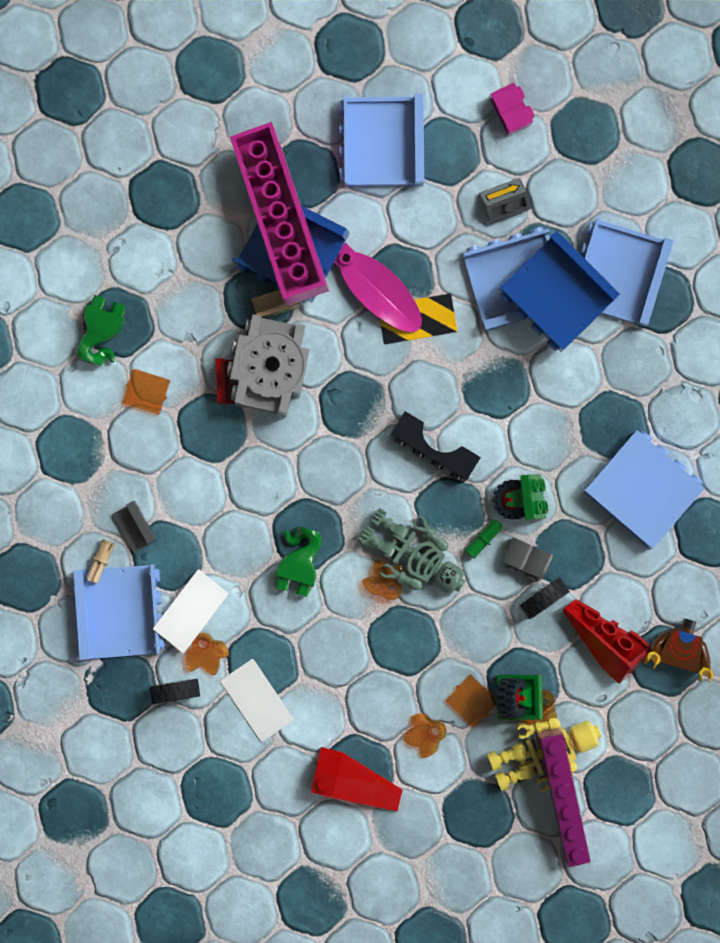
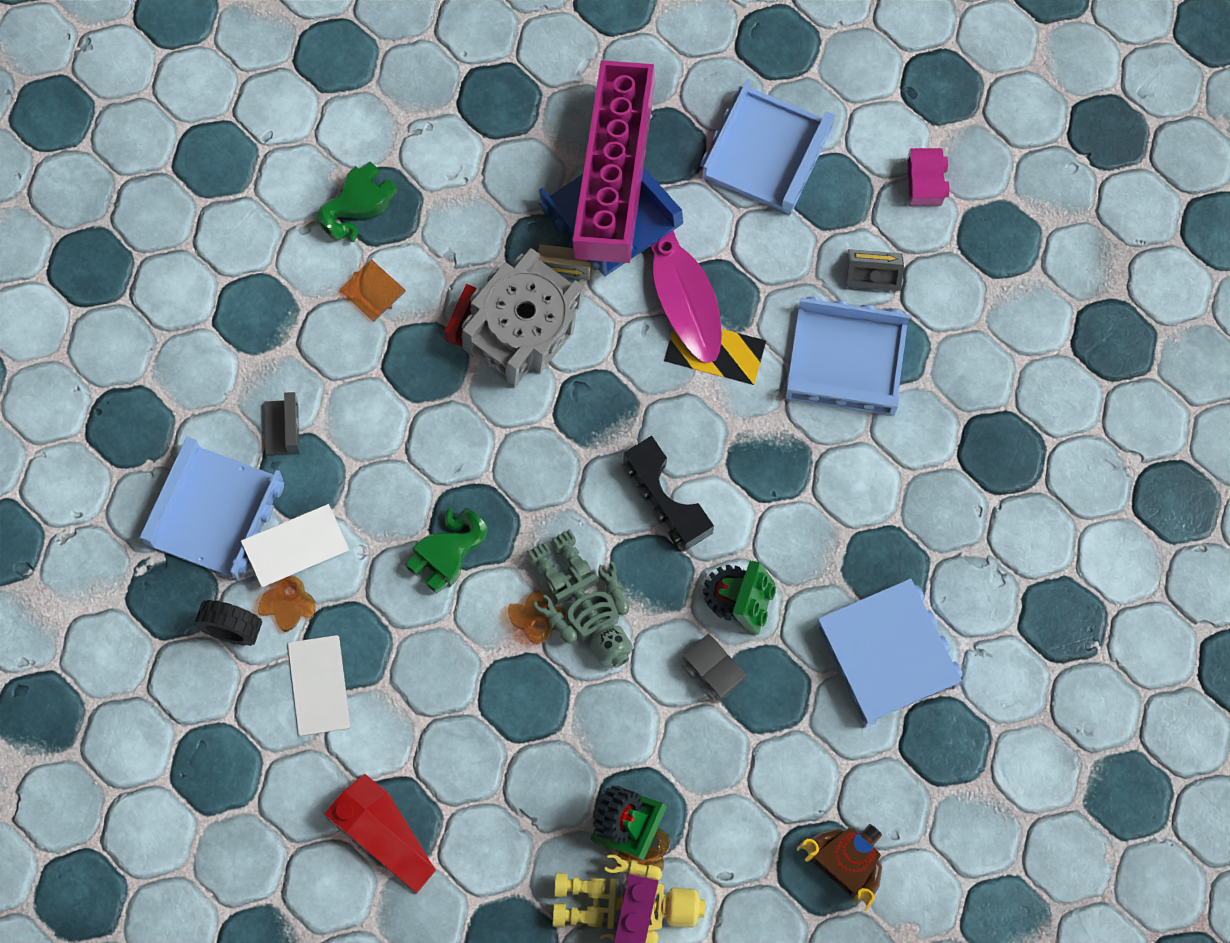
camera: 20 degrees right, 15 degrees down
(99, 561) = (222, 444): tan axle -> none
(422, 735) = (490, 816): clear orange plate -> none
(471, 700) = (569, 804): clear orange piece -> none
(484, 538) = (674, 623): green axle -> none
(544, 598) = (712, 718): black tyre -> none
(558, 292) = (890, 385): blue panel -> none
(612, 647) = (765, 817): red wedge -> none
(631, 264) = (969, 402): light blue panel -> none

